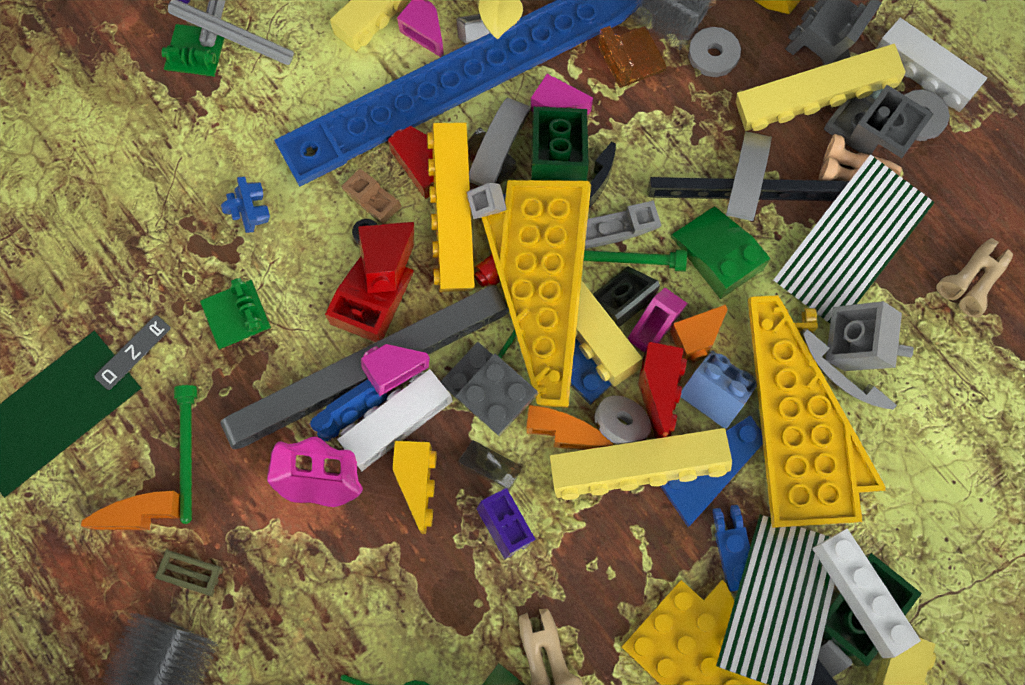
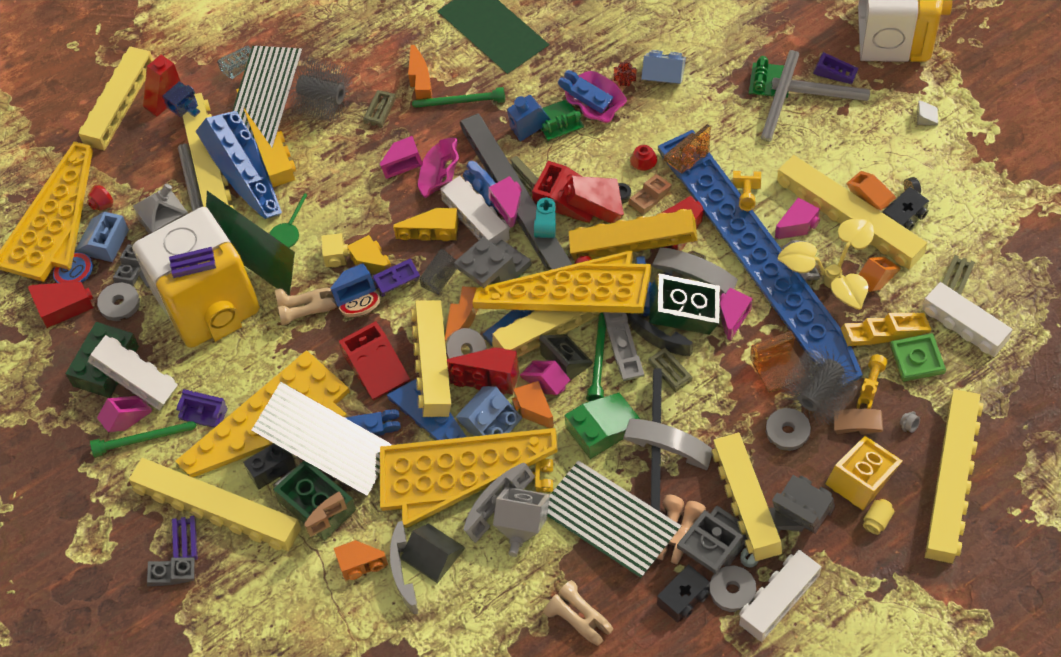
camera: 95 degrees right, 15 degrees down
(132, 352) = (533, 66): dark grey sticker -> none
(161, 174) = (663, 67): none -> medium blue slope
(167, 224) = (624, 74): none -> clear red gear
(195, 251) = (607, 86): none -> dark pink piece
(198, 272) = (585, 91): none -> blue hinge
(239, 350) = (526, 116): none -> blue torso
(245, 194) = (640, 114): blue hips -> none
(290, 528) = (401, 158): none -> dark pink slope
(312, 203) = (643, 158): none -> red cone
(316, 137) = (689, 150): none -> clear orange bracket
(335, 351) = (526, 176): none -> olive tile
(360, 71) = (747, 200): none -> yellow bar
(429, 315) = (545, 219): none -> teal piece
(454, 618) = (334, 250): none -> light yellow brick
(465, 568) = (369, 254): none -> yellow slope
(486, 200) = (632, 251): light grey slope -> none
(517, 584) = (352, 285): none -> blue slope
(547, 573) = (361, 305): none -> piece
(620, 189) = (680, 382): none -> olive tile
(642, 545) = (374, 360): none -> red slope
(866, 594) = (320, 481): white brick -> none
(911, 451) = (431, 552): none -> pearl dark grey slope
(911, 493) = (398, 545): none -> light grey slope
(918, 590) = (319, 520): none -> medium nougat slope
(937, 544) = (358, 558): none -> orange slope
(939, 162) = (686, 582): none -> black brick

